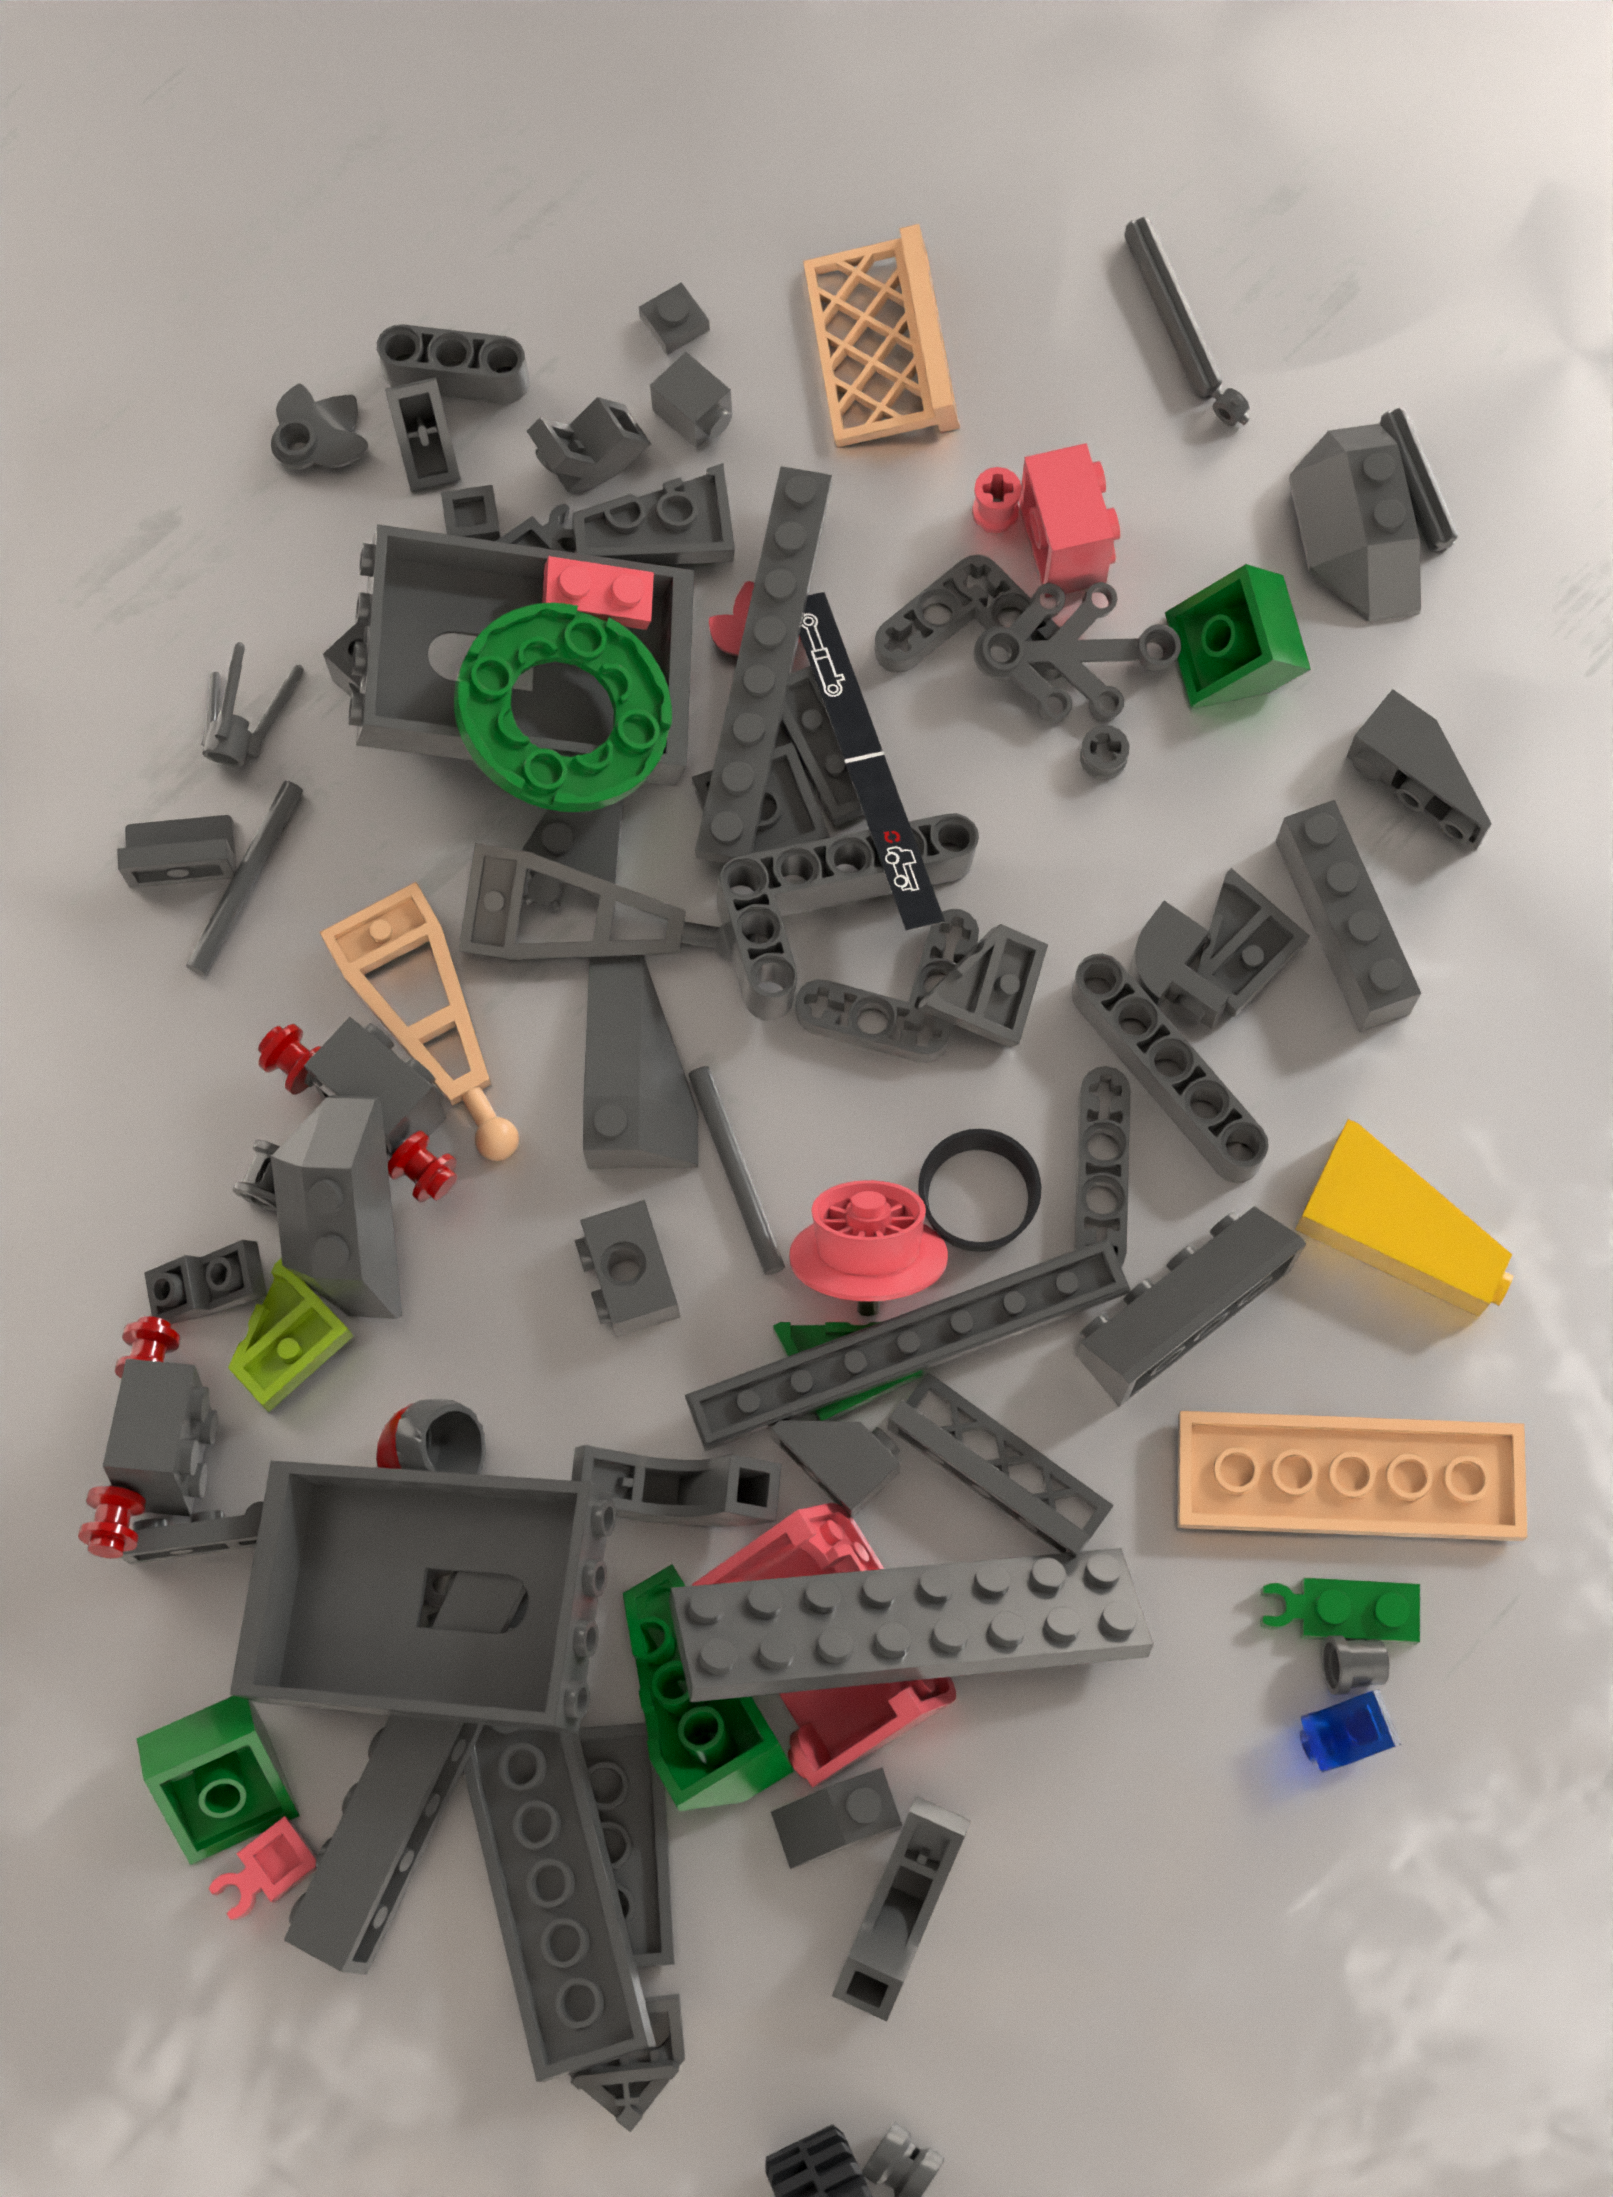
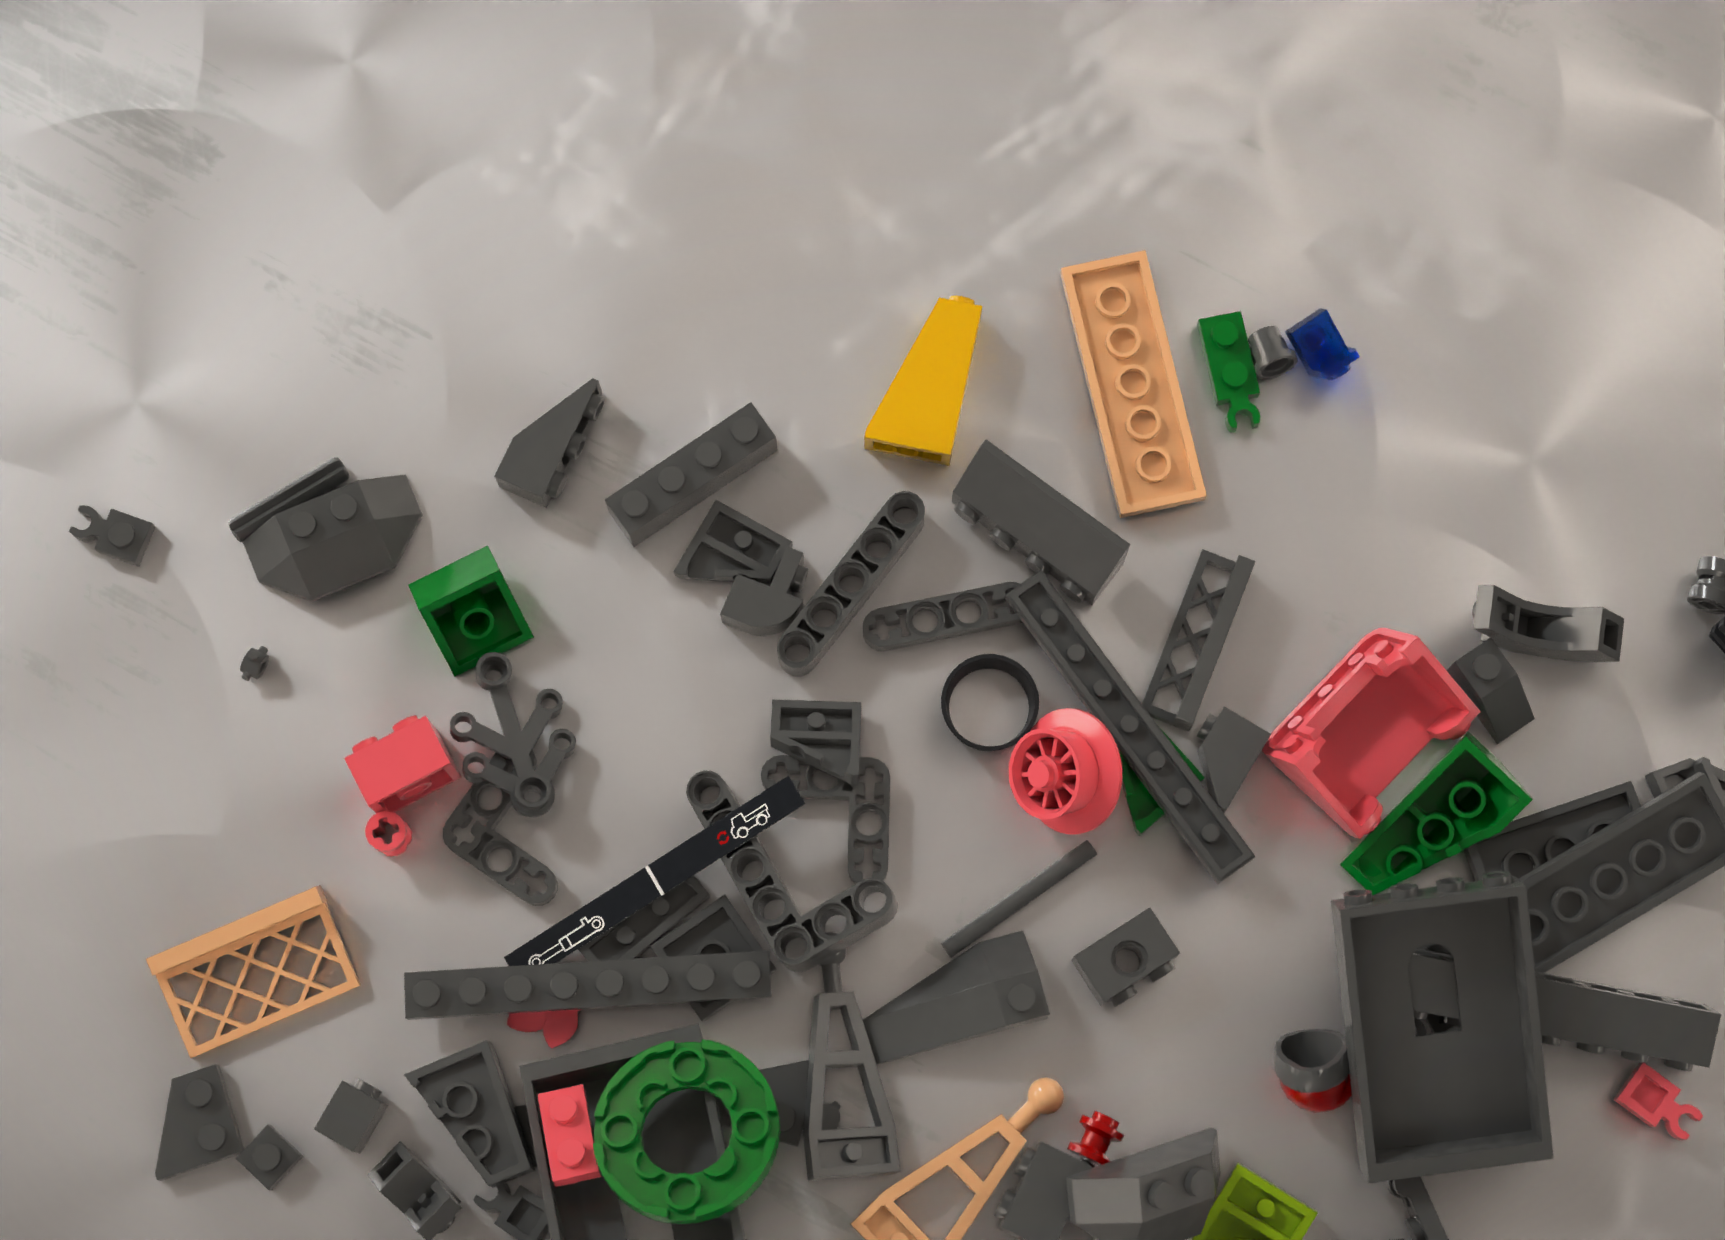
camera: 105 degrees left, 5 degrees up
(216, 1777) = (1604, 1162): green slope -> none
(683, 1492) = (1288, 869): dark grey arch -> none
(731, 256) = (197, 1124): none -> dark grey wing
(907, 1624) = (1351, 668): dark grey plate -> none
(1093, 763) = (605, 699): dark grey bush -> none
(1173, 307) = (168, 732): dark grey axle -> none
(1416, 298) = (118, 536): none -> dark grey plate

